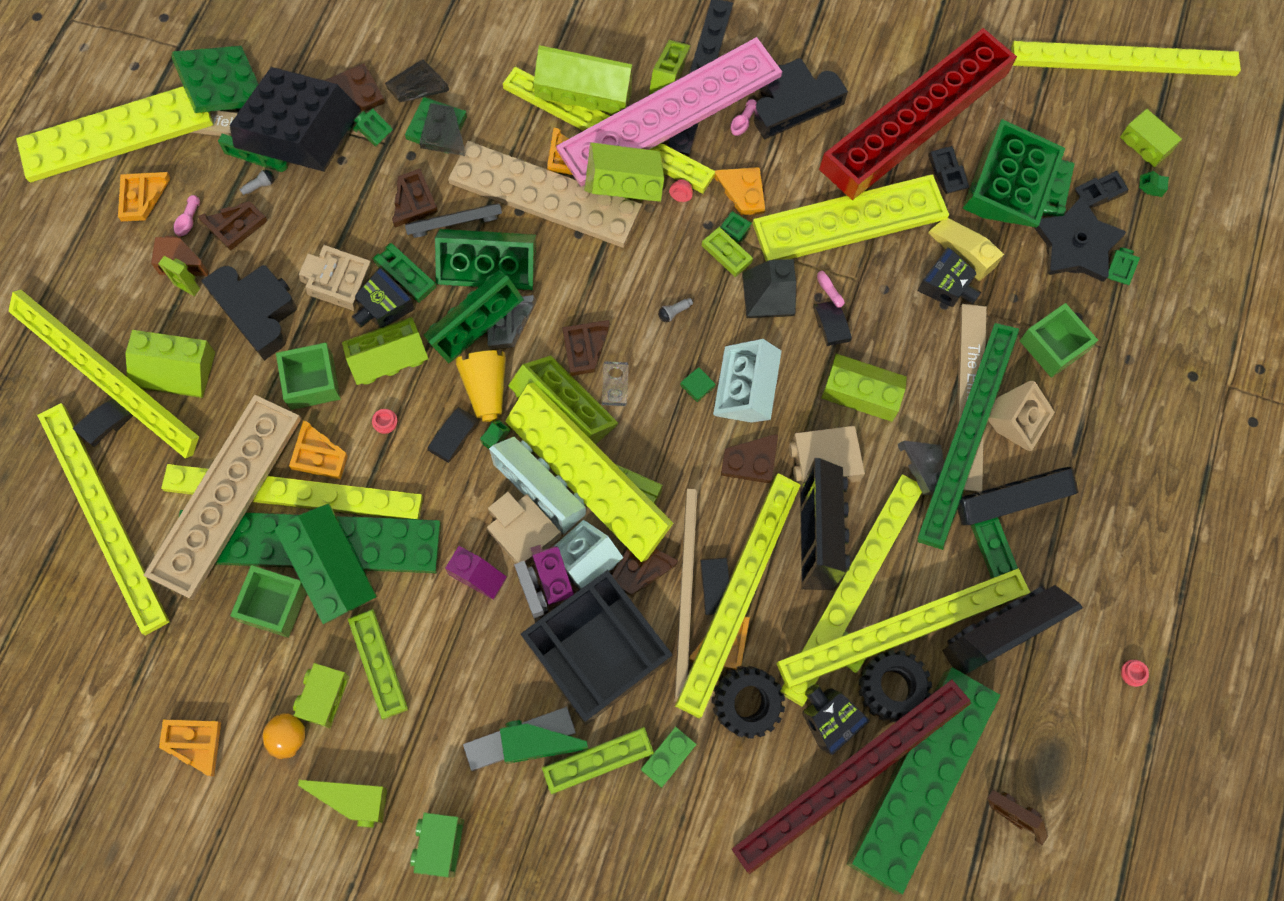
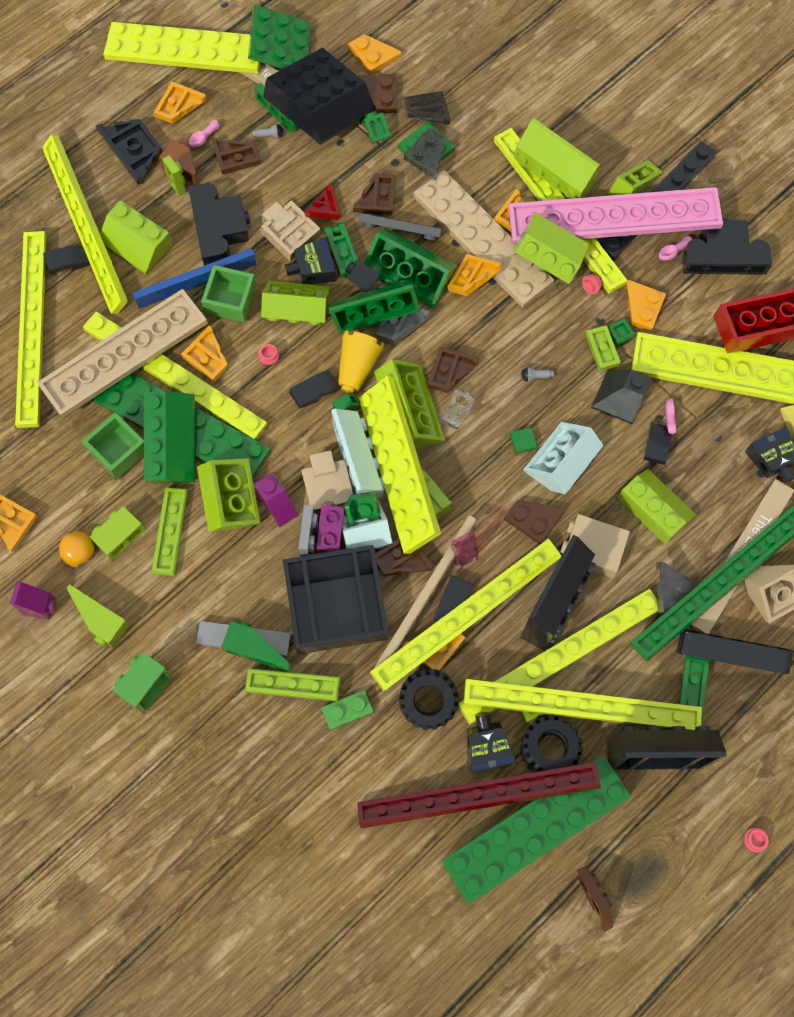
camera: 30 degrees right, 0 degrees up
(112, 264) = (132, 146): none -> black wing
(257, 379) = (191, 279): none -> blue tile
(267, 819) = (33, 601): none -> magenta slope
(327, 51) = (373, 53): none -> light orange wing
(362, 234) = (325, 206): none -> red tile
(422, 593) = (228, 494): none -> lime slope
(441, 290) = (361, 275): none -> black brick
(556, 236) = (472, 274): none -> light orange wing
(573, 535) = (361, 507): none -> green bracket
(702, 526) = (465, 549): none -> clear pink slope

